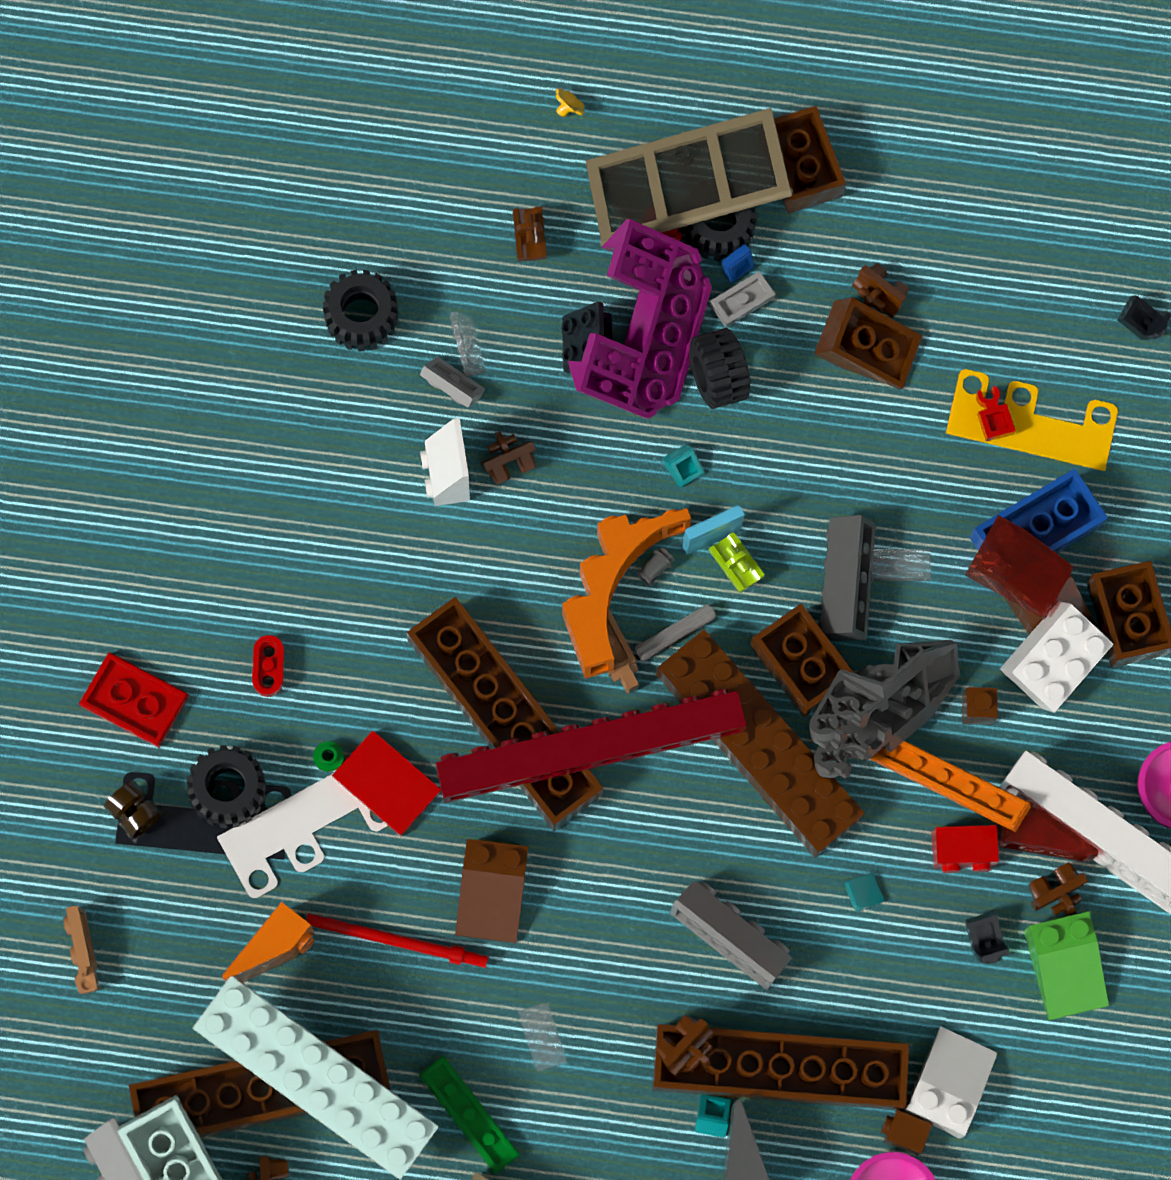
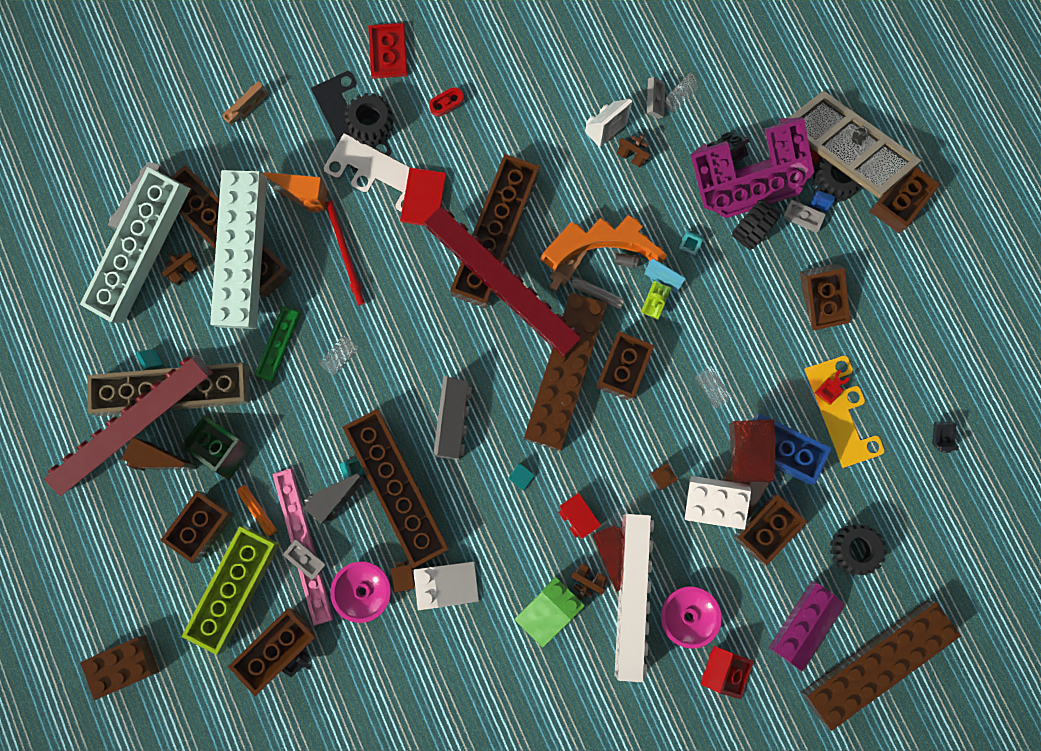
camera: 65 degrees right, 5 degrees up
(125, 802) = (329, 82): dark brown wheel -> none
(328, 766) = (418, 165): green plate -> none
(355, 288) = (667, 16): black tyre -> none
(491, 891) = (399, 283): reddish brown slope -> none
(529, 234) = (762, 86): reddish brown hips -> none
(569, 103) = (849, 62): yellow plant -> none
(690, 1049) = (370, 432): reddish brown hips -> none
(847, 578) = (686, 363): dark grey brick -> none
(878, 292) = (858, 284): reddish brown hips -> none
(881, 704) = (625, 421): dark grey connector -> none
(955, 784) = (607, 482): orange tile -> none
(986, 938) = (536, 558): black bracket -> none

